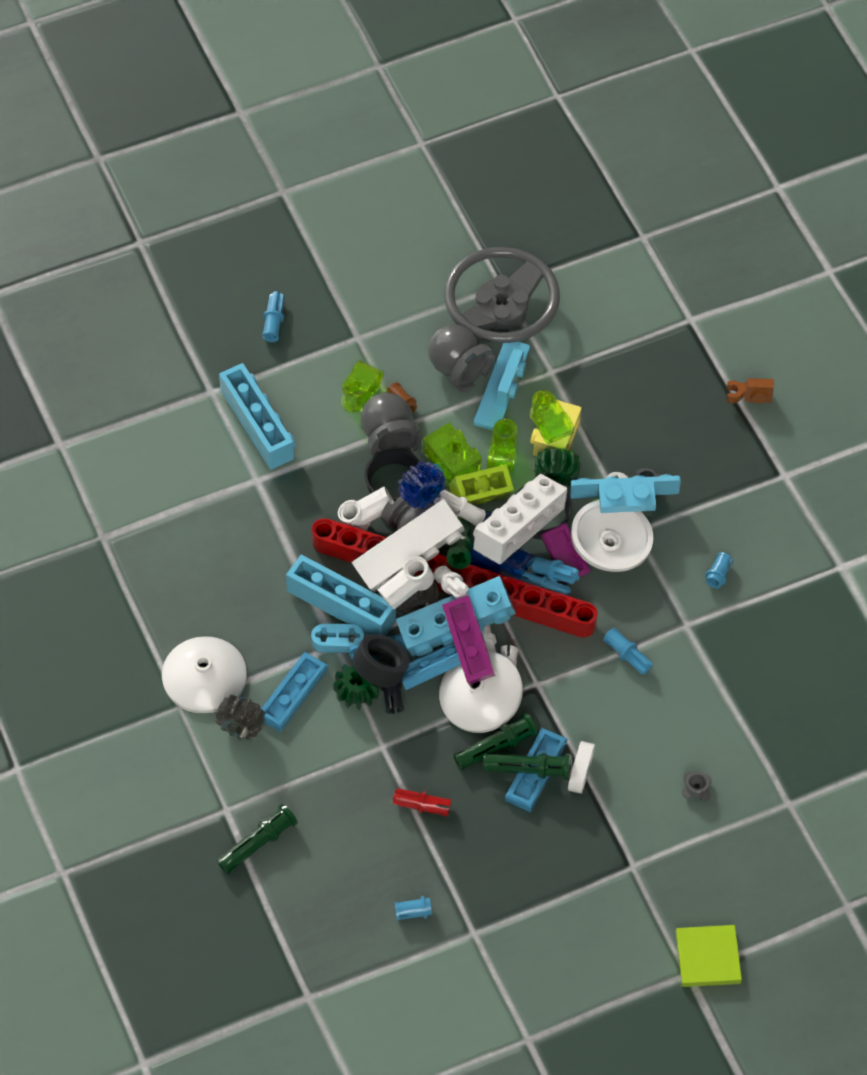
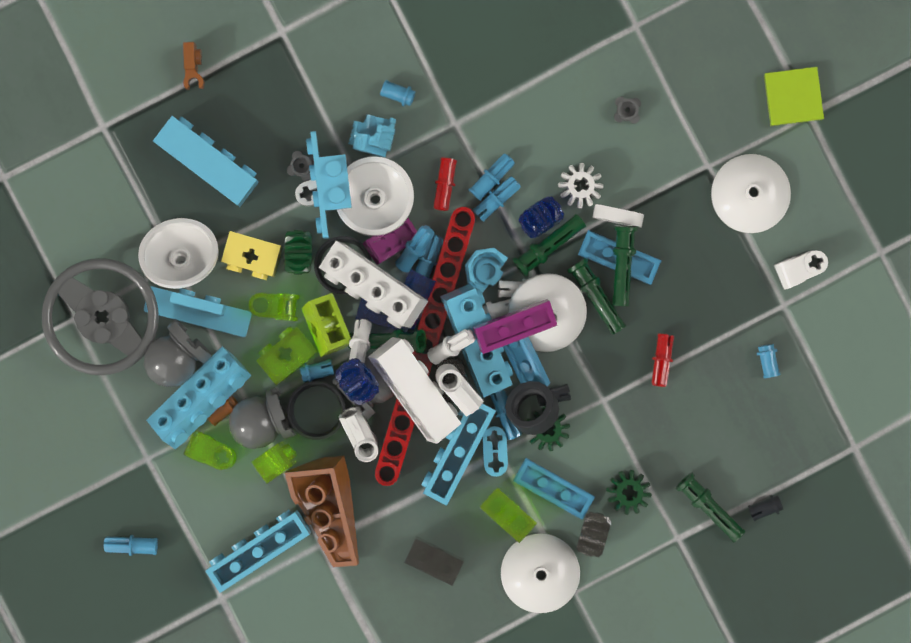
camera: 90 degrees left, 30 degrees up
(229, 571) = (434, 560): none -> clear smoke brick
(253, 902) = (766, 507): none -> black pin
(270, 638) = (508, 514): none -> clear neon green brick
(271, 756) = (635, 485): none -> dark green gear
(304, 481) = (325, 498): none -> dark orange wedge
(345, 431) = (275, 461): none -> clear neon green brick
(415, 375) = (198, 398): none -> medium azure brick
(515, 945) = (797, 270): none -> white piece
(530, 633) = (484, 268): none -> medium azure hair
(544, 690) = (539, 252): none -> dark green pin
(550, 417) = (257, 257): clear neon green piece -> none
(561, 364) = (176, 242): none -> white dish
(583, 688) = (541, 217): none -> clear blue gear
(596, 921) = (732, 197): none -> white dish
(604, 653) = (497, 198): none -> dark azure axle
(605, 734) = (583, 194): none -> white gear
(622, 607) = (444, 184): none -> red axle
(653, 395) = (206, 161): none -> medium azure brick
(673, 543) = (373, 135): none -> medium azure hair

